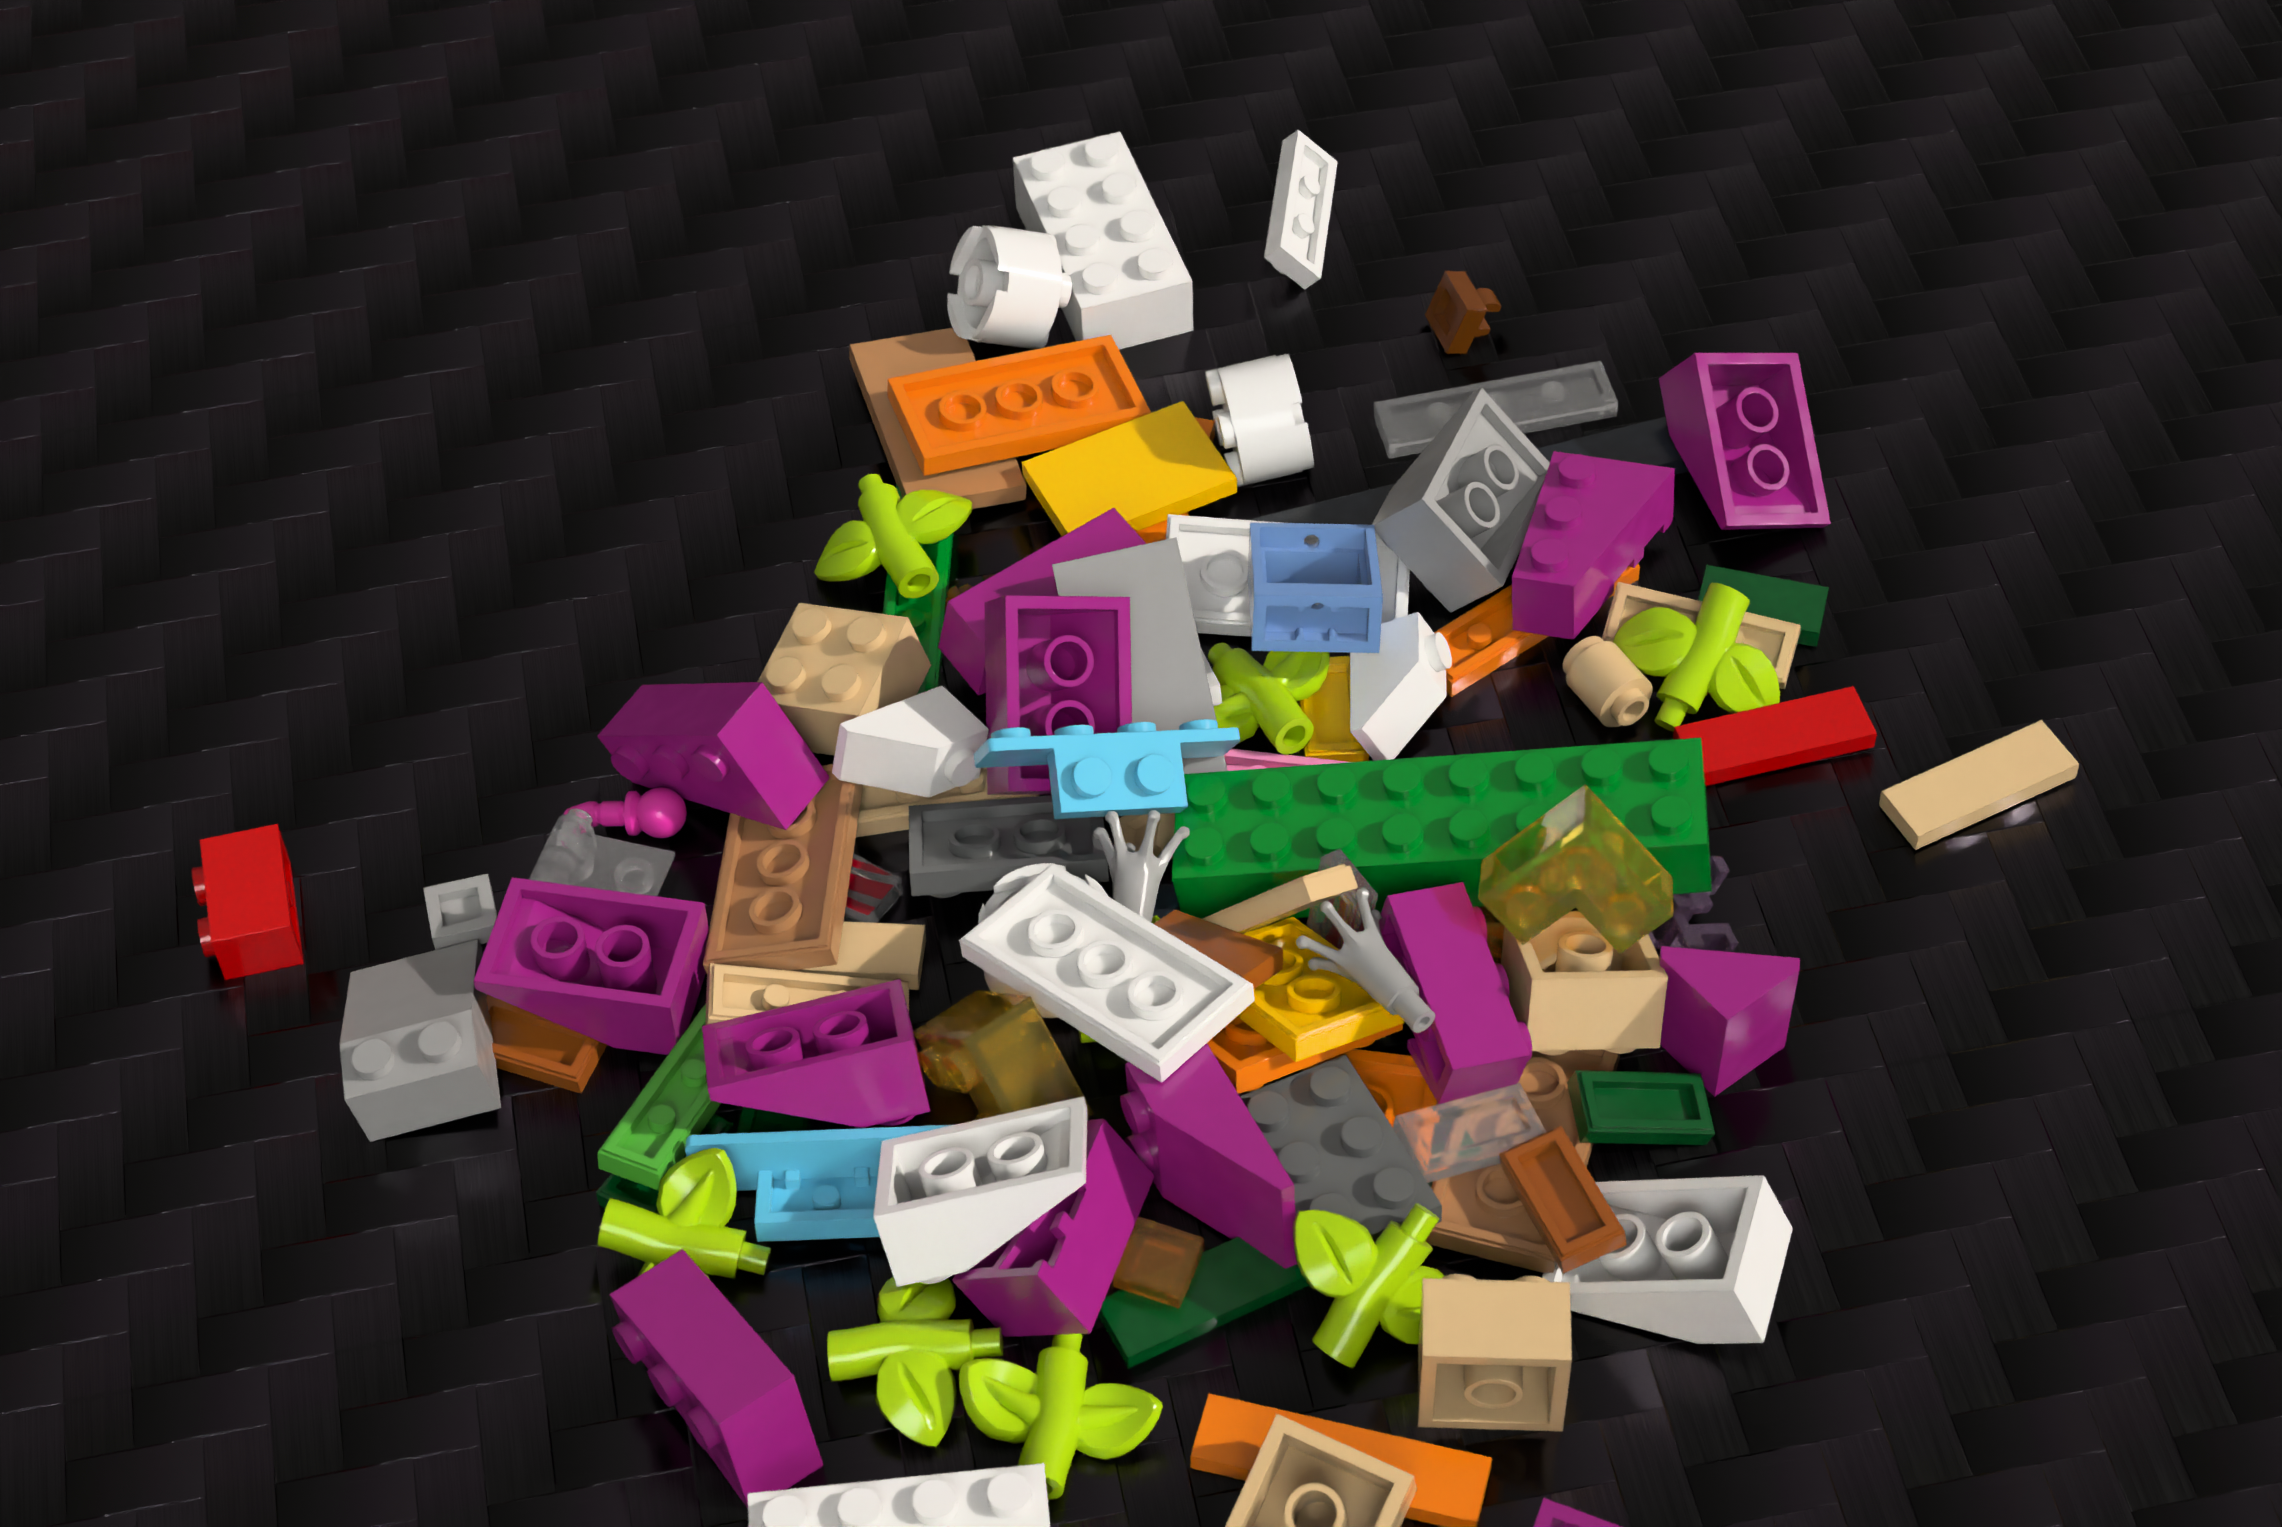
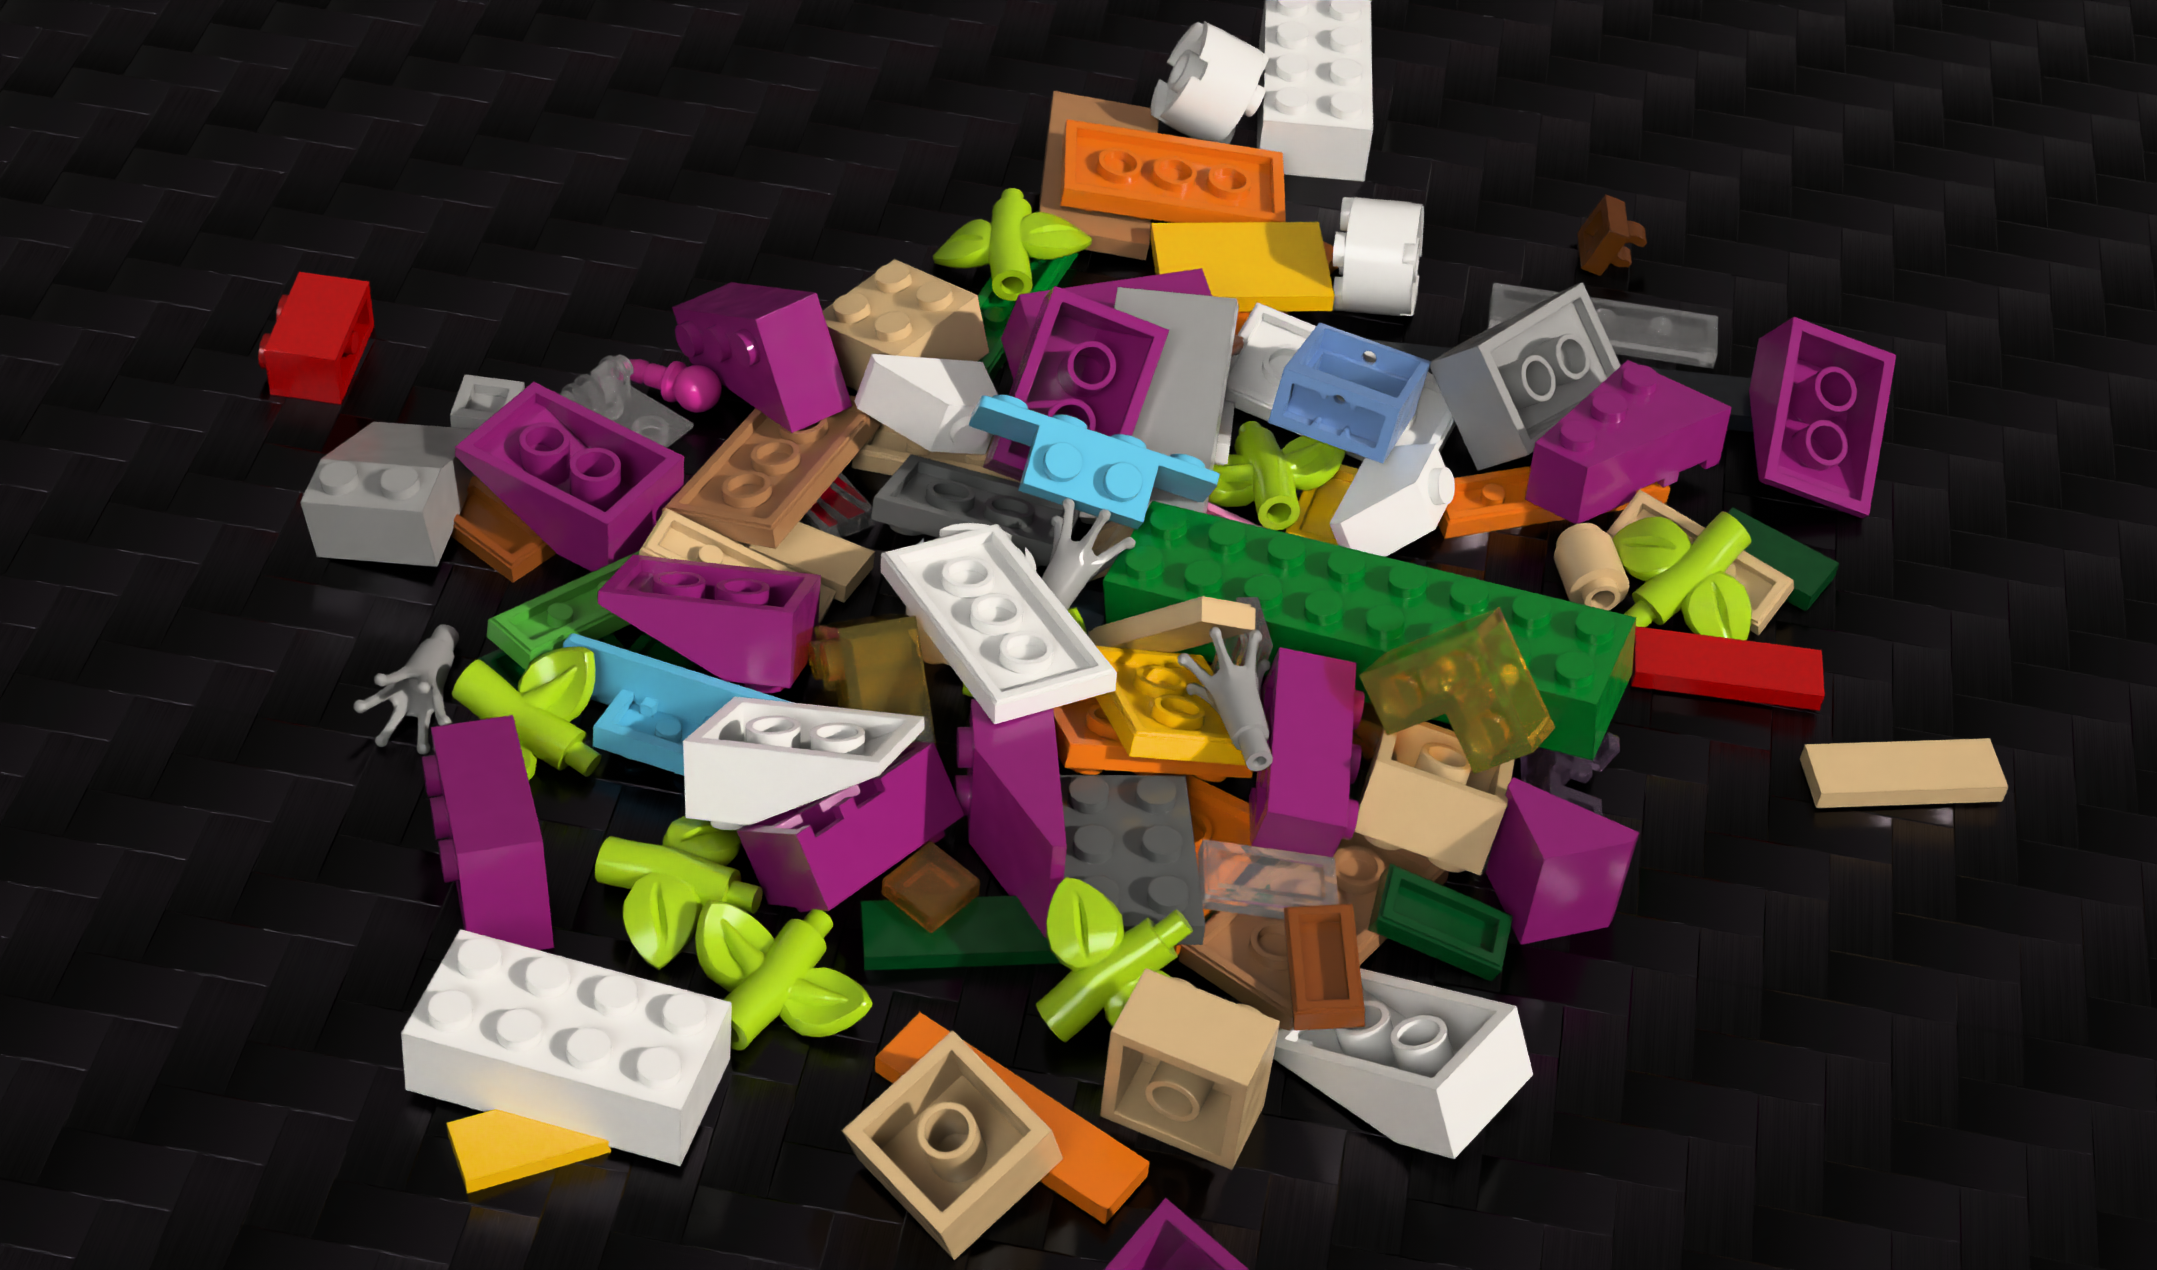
camera: 15 degrees right, 5 degrees down
(556, 1246) = (417, 687): none -> light grey piece
(1236, 951) = (1130, 658): dark orange tile -> none
(1301, 210) = (1505, 115): white plate -> none

